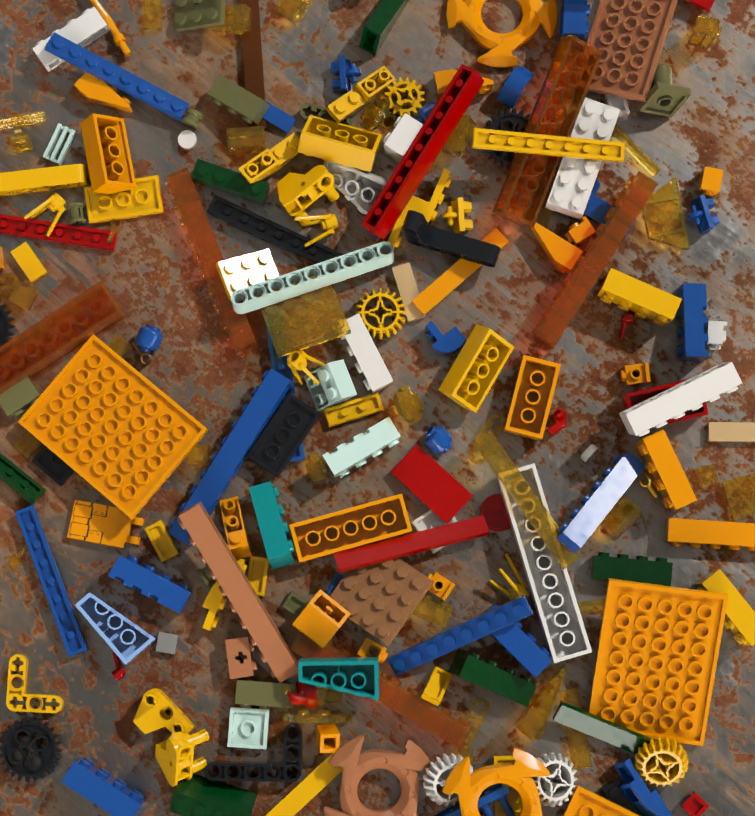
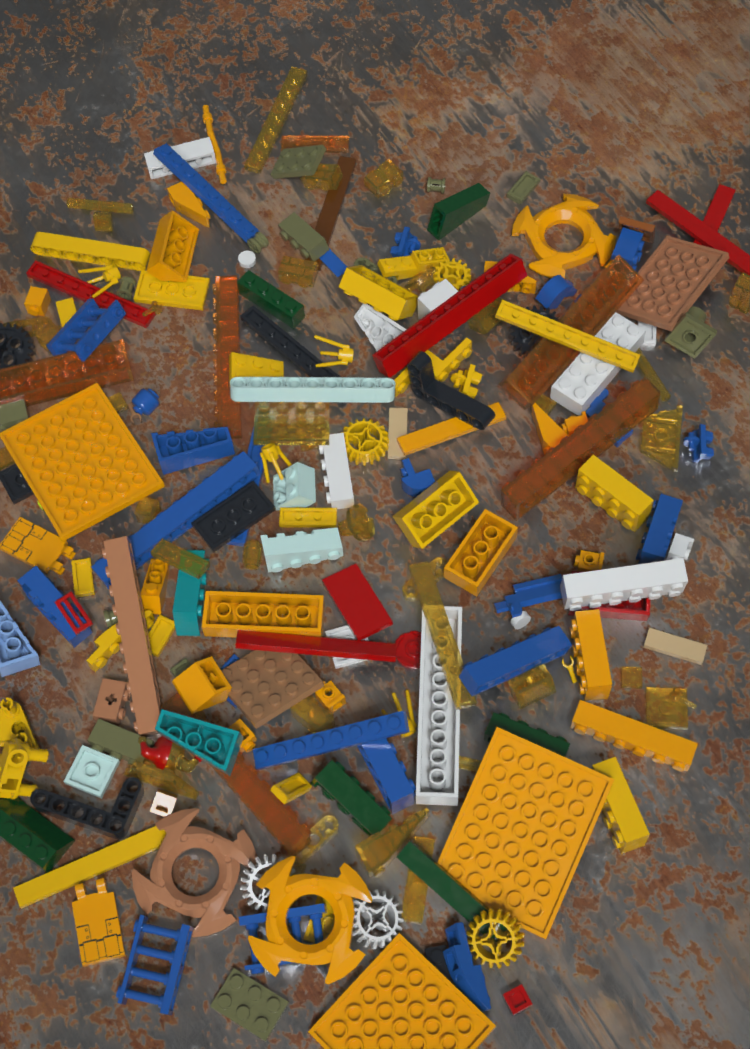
camera: 20 degrees right, 20 degrees down
(45, 277) = (80, 322): none -> blue fence
(53, 140) = (133, 232): light aqua tile -> none
(159, 578) = (82, 626): none -> red tile
(167, 643) = (48, 669): light grey tile -> none
(214, 375) = (191, 448): none -> blue wedge
(252, 499) = (180, 558): none -> clear yellow tile
(271, 159) = (312, 291): yellow slope -> none
(295, 188) = (337, 319): yellow piece -> none
(438, 439) = (378, 564): blue head -> none
(559, 422) = (501, 584): red arm -> none
(591, 423) = (531, 593): none -> blue piece
(625, 319) = (598, 514): red hand -> none
(710, 181) = (715, 418): light orange brick -> none

